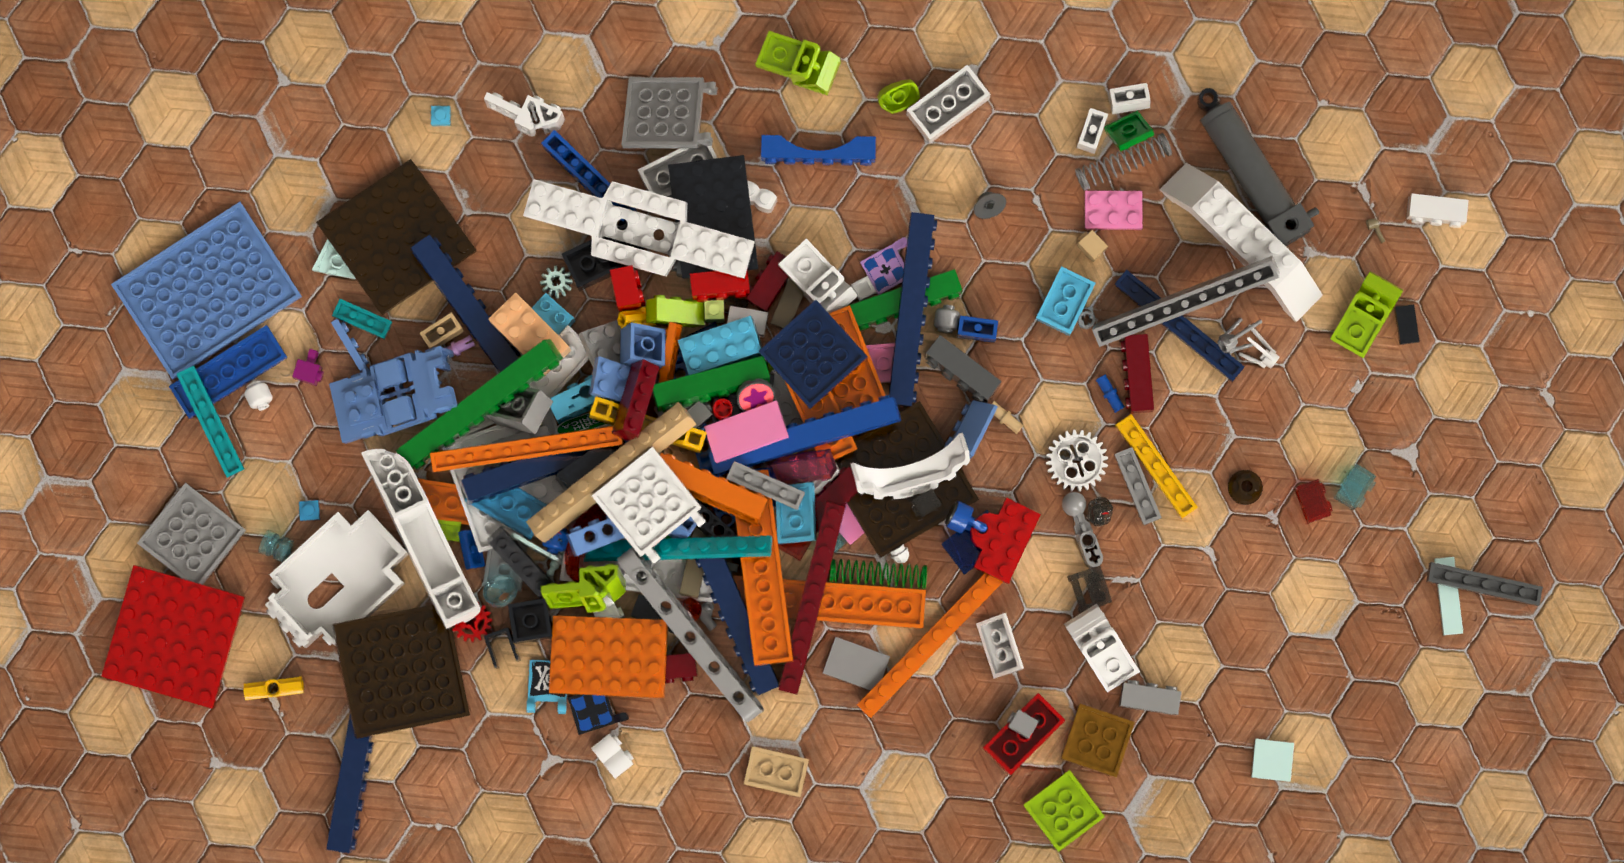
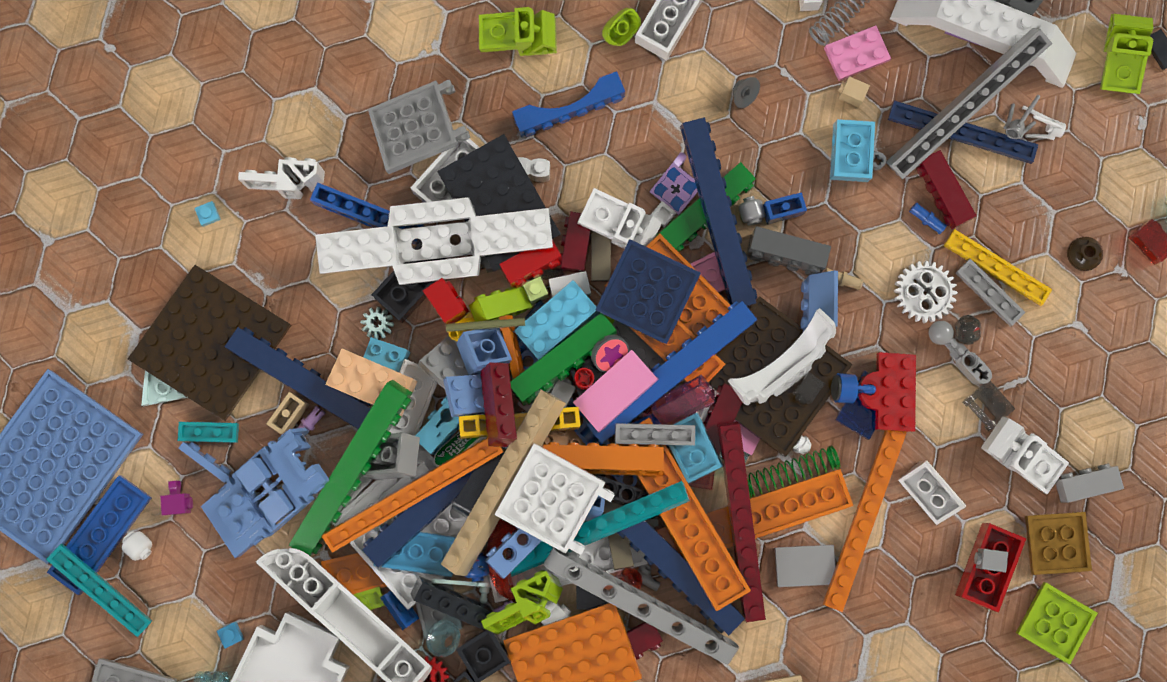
camera: 25 degrees left, 0 degrees up
(654, 324) = (485, 324): none -> olive bar

